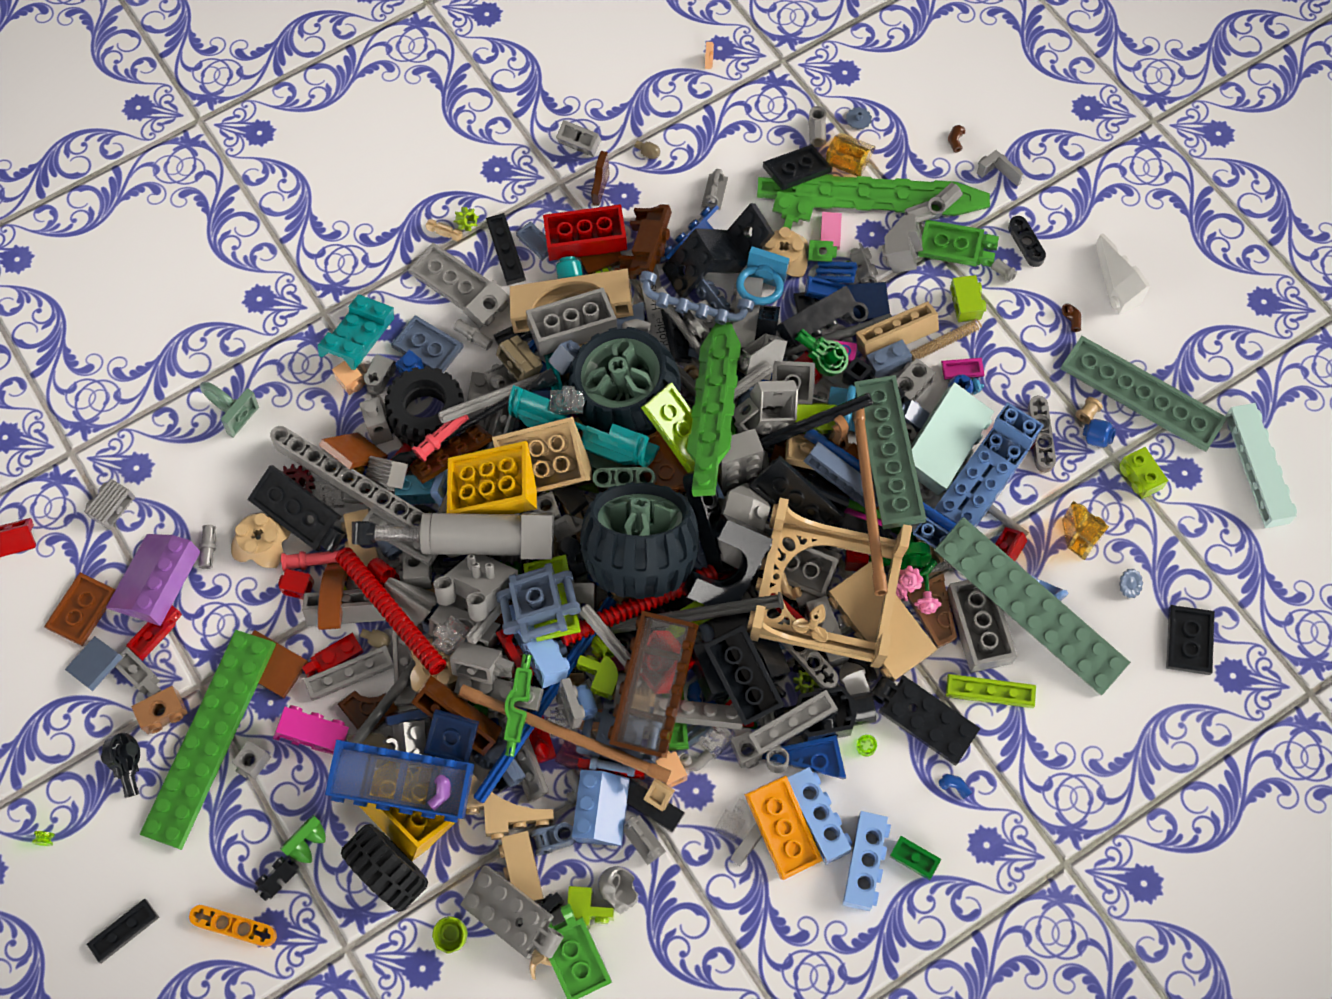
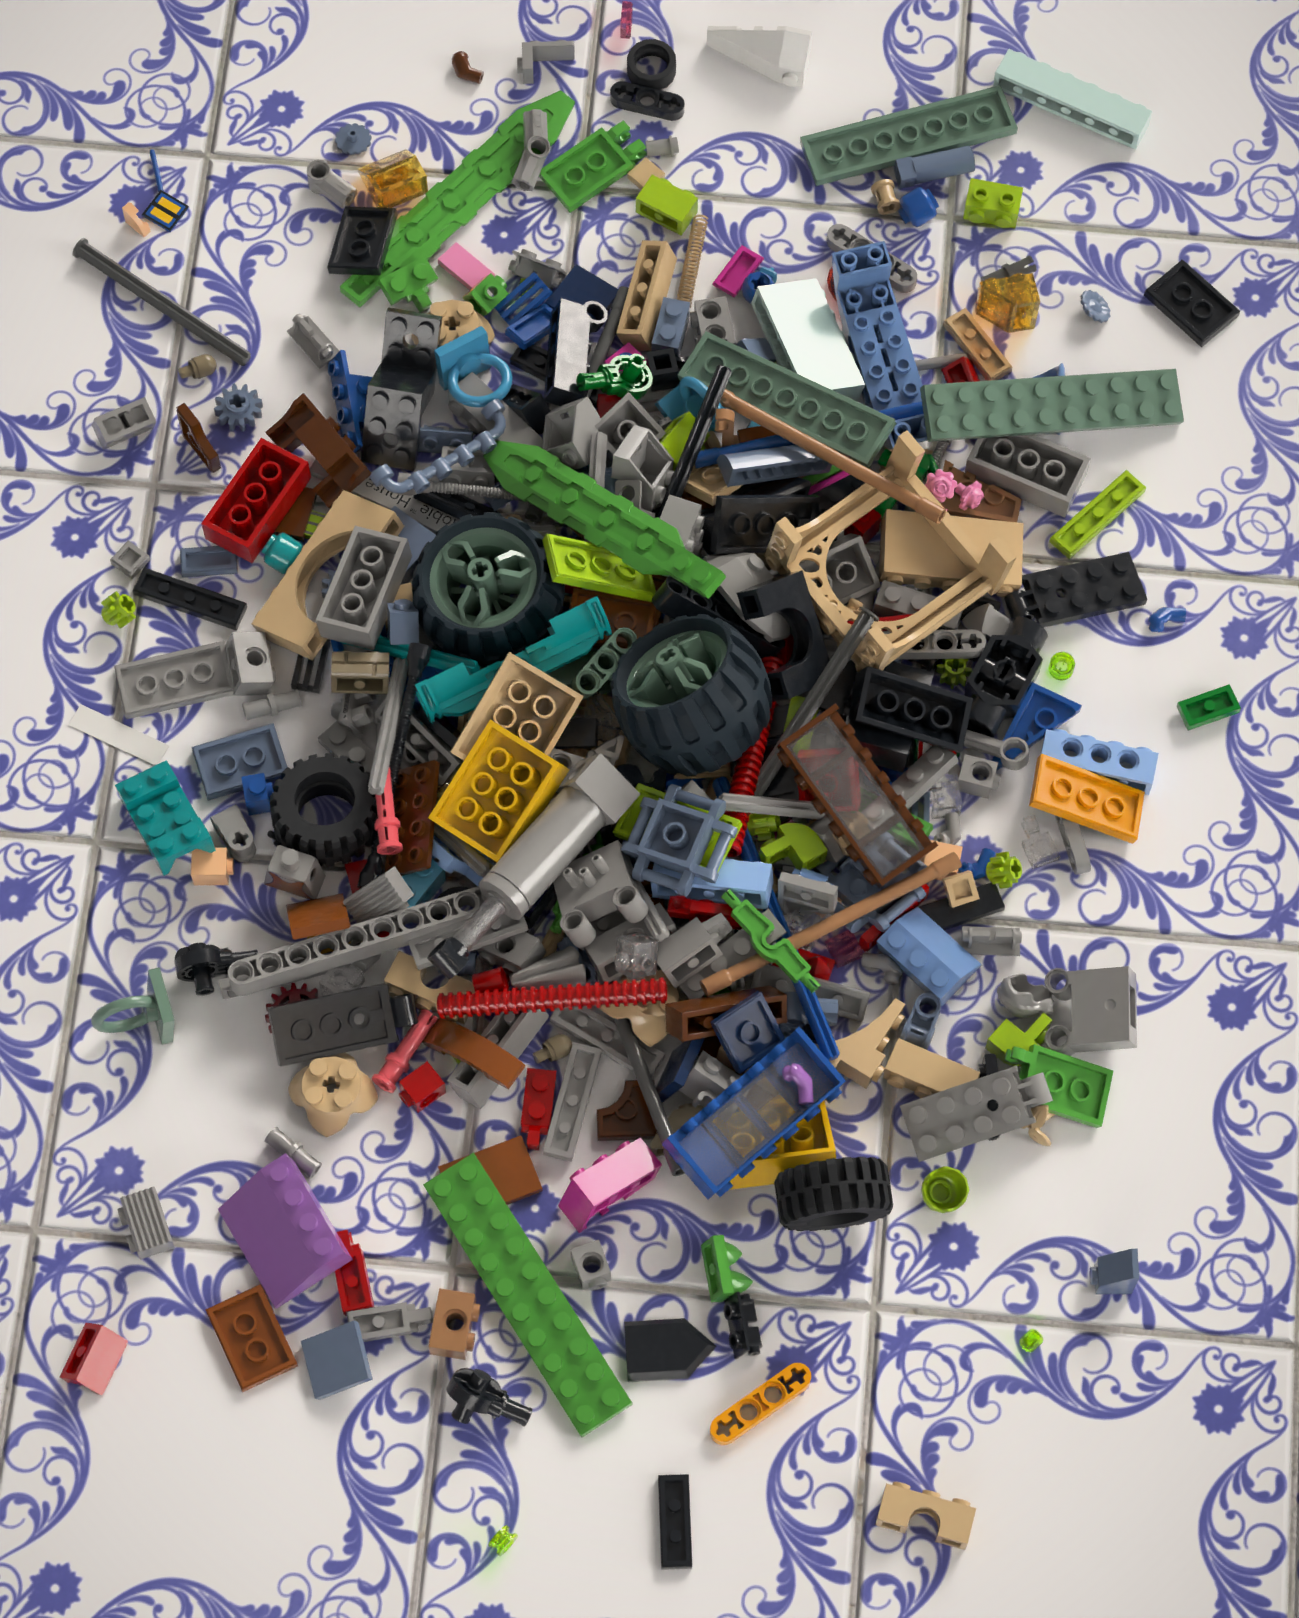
camera: 55 degrees left, 0 degrees up
(229, 842) = (664, 1349): none -> black tile
(287, 415) = (203, 962): none -> black pin
(396, 276) = (118, 735): none -> white sticker
(444, 230) = (107, 644): tan axle -> none
(504, 203) = (130, 559): none -> light grey tile
(566, 401) = (475, 648): clear brick -> none
(638, 324) = (417, 532): light grey arm -> none
(639, 185) = (249, 408): none -> sand blue gear
(642, 942) = (1101, 1009): none -> light grey piece
(672, 130) = (161, 302): none -> dark grey axle
(686, 797) = (979, 868): none -> blue arm
(695, 327) = (474, 476): light grey plate -> none
(695, 812) = (1003, 870): none -> lime gear
(731, 64) = (164, 208): none -> piece
(793, 722) = (994, 706): light grey plate -> none
(817, 616) = (911, 600): tan plant -> none
(855, 896) = (1198, 788): light blue brick -> none
(902, 244) = (555, 213): light grey piece -> none
(981, 272) = (641, 173): none -> tan tile
(1040, 536) = (977, 345): none -> tan tile
(1054, 213) = (656, 48): none -> black tyre
(1066, 191) = (626, 20): none -> clear pink tile
(1073, 315) = (768, 127): reddish brown arm -> none
(1109, 518) = (1009, 270): none -> dark grey pin
(1135, 421) = (934, 166): none -> sand blue piece

